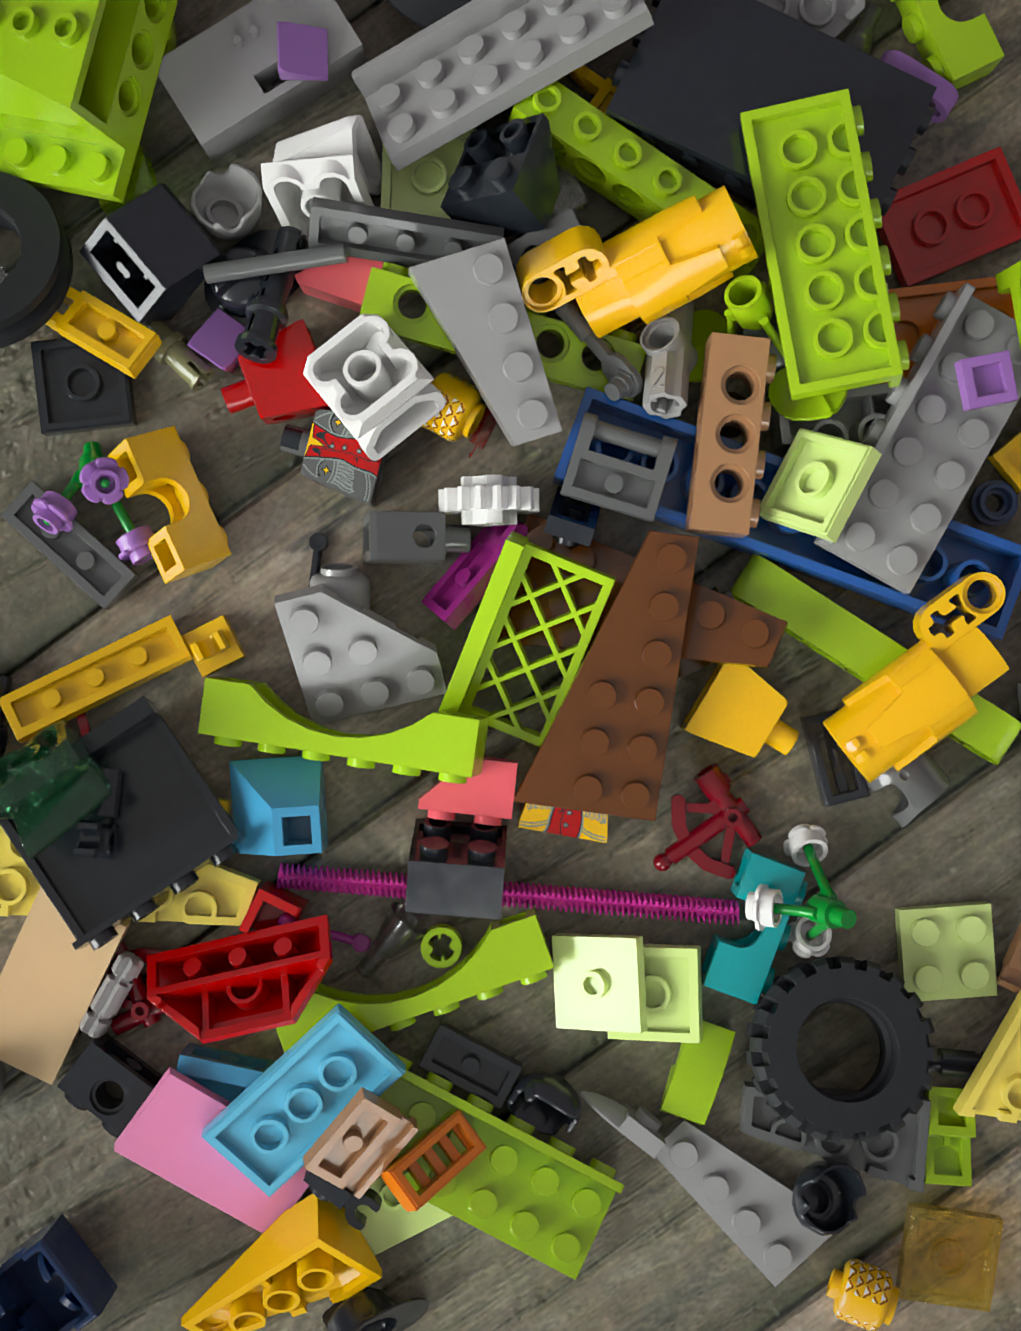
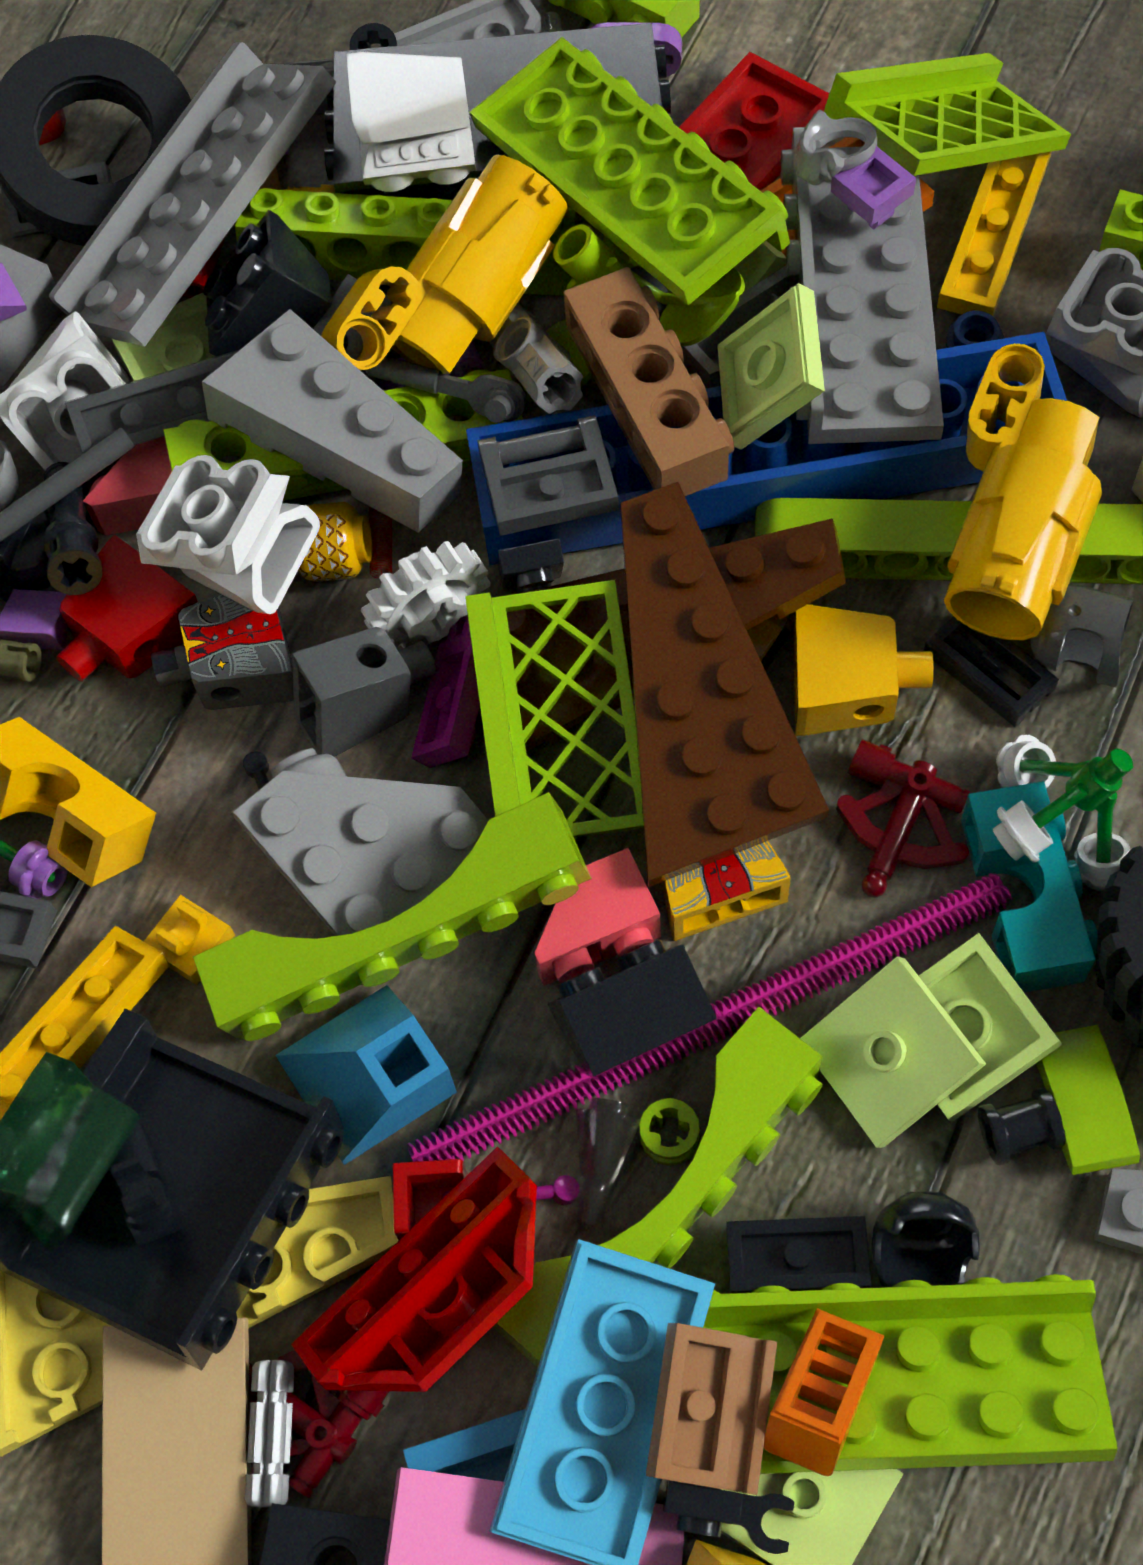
camera: 20 degrees left, 25 degrees down
(637, 1125) = (1056, 1207): light grey plate -> none
(648, 1066) = (1021, 1126): none -> black bush
(689, 97) = (410, 118): none -> white piece
(955, 347) = (823, 165): none -> light grey piece

